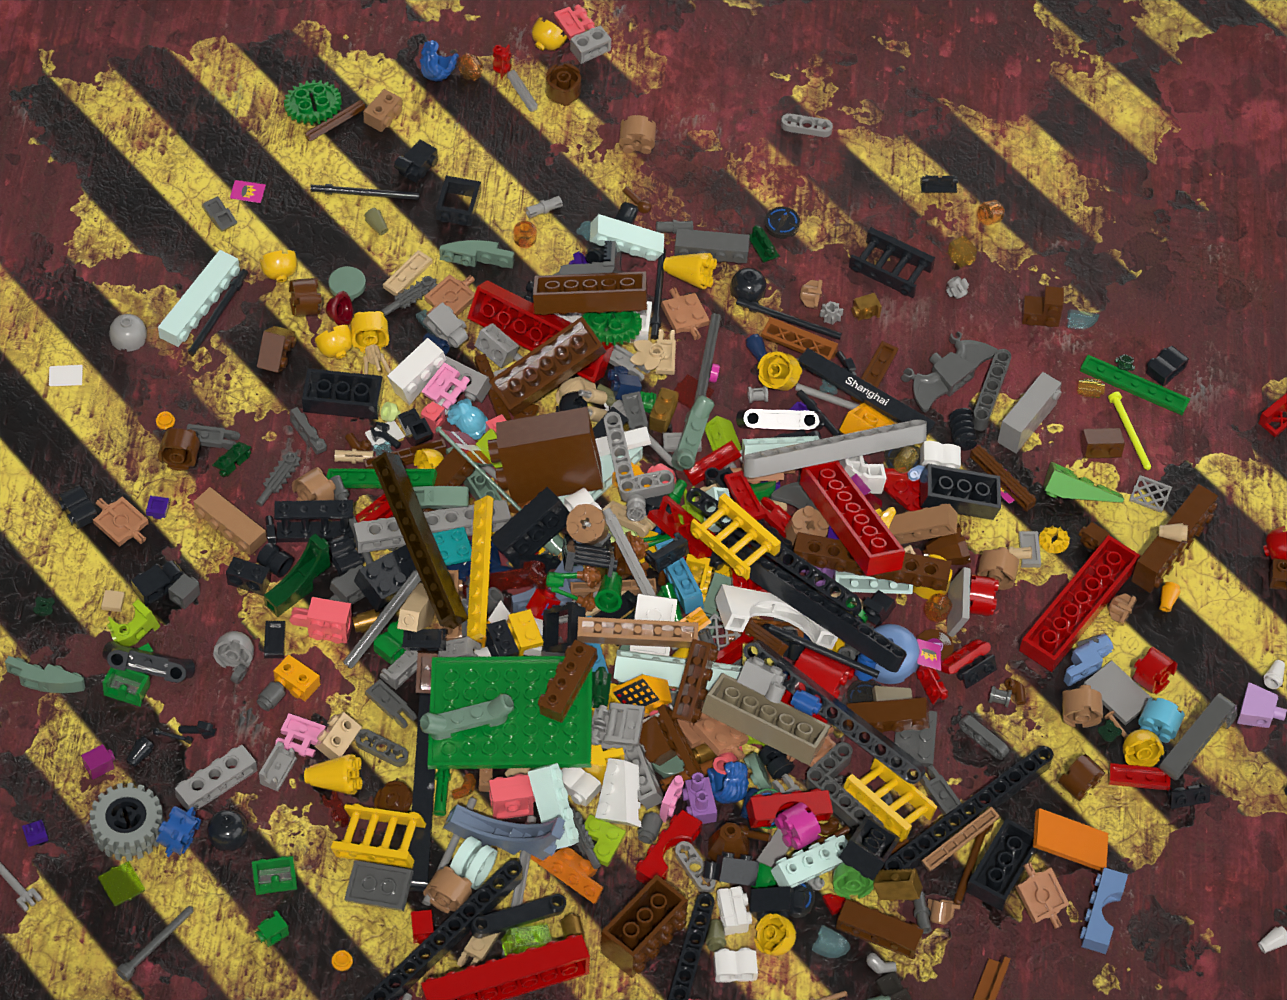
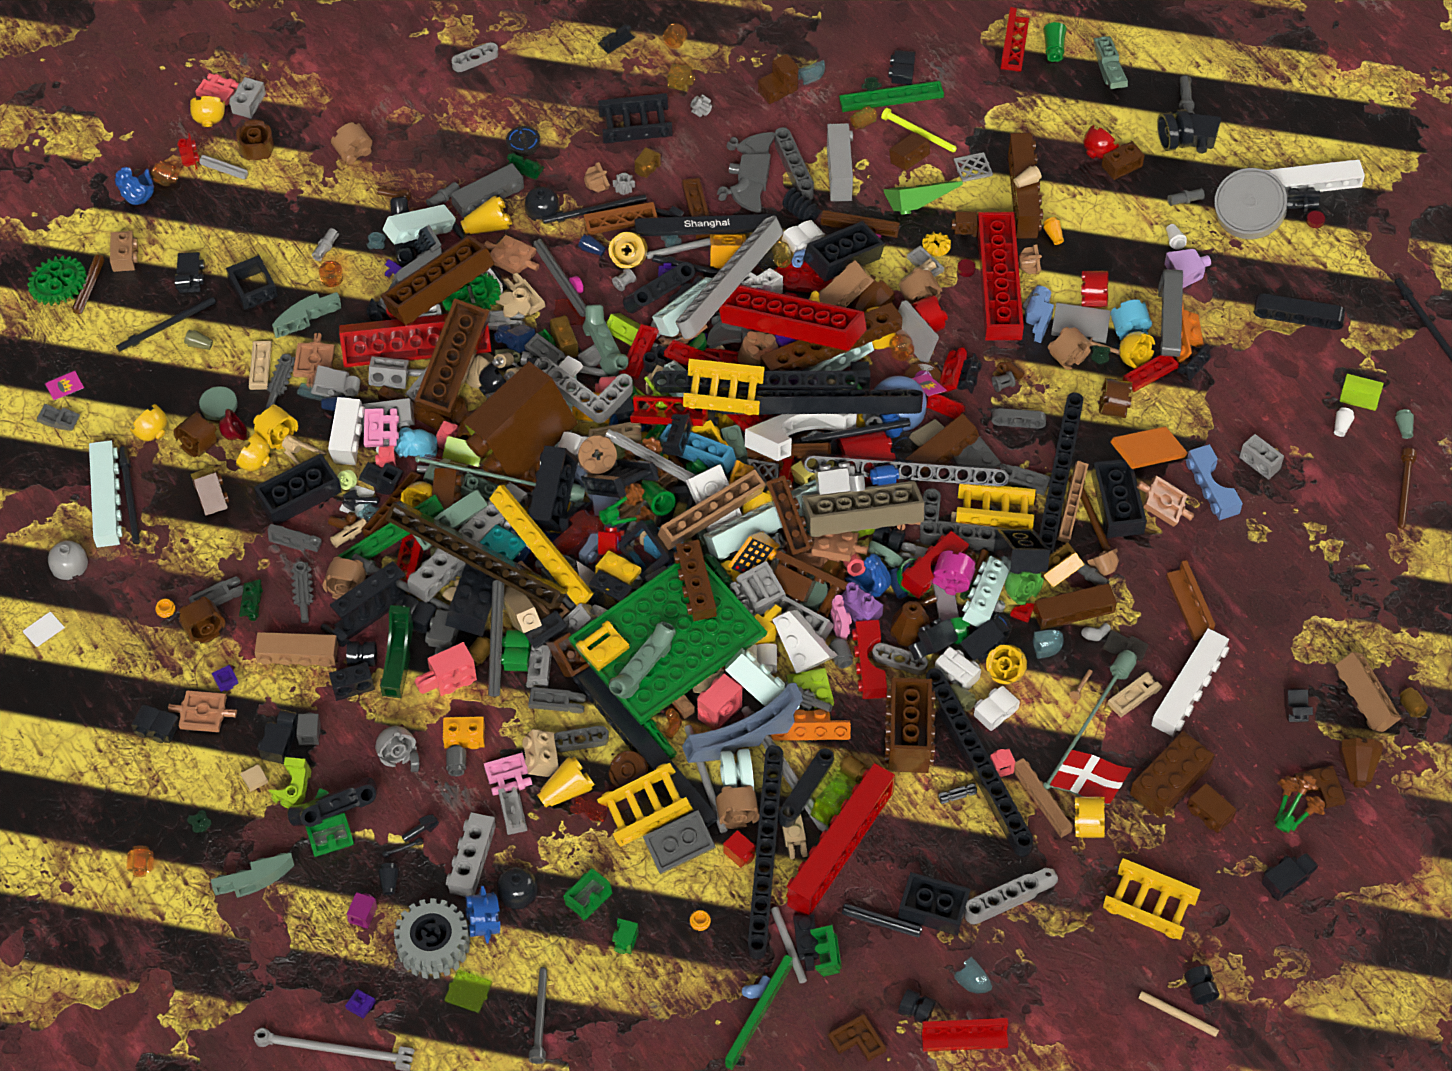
camera: 35 degrees left, 0 degrees up
(274, 639) = (416, 716): black tile -> none
(451, 688) = (606, 650): none -> yellow plate
(636, 507) = (617, 420): light grey wheel -> none
(1061, 577) = (966, 268): none -> dark red tile
(1166, 918) = (1261, 456): none -> light grey brick
(1207, 763) = (1190, 334): none -> orange bracket

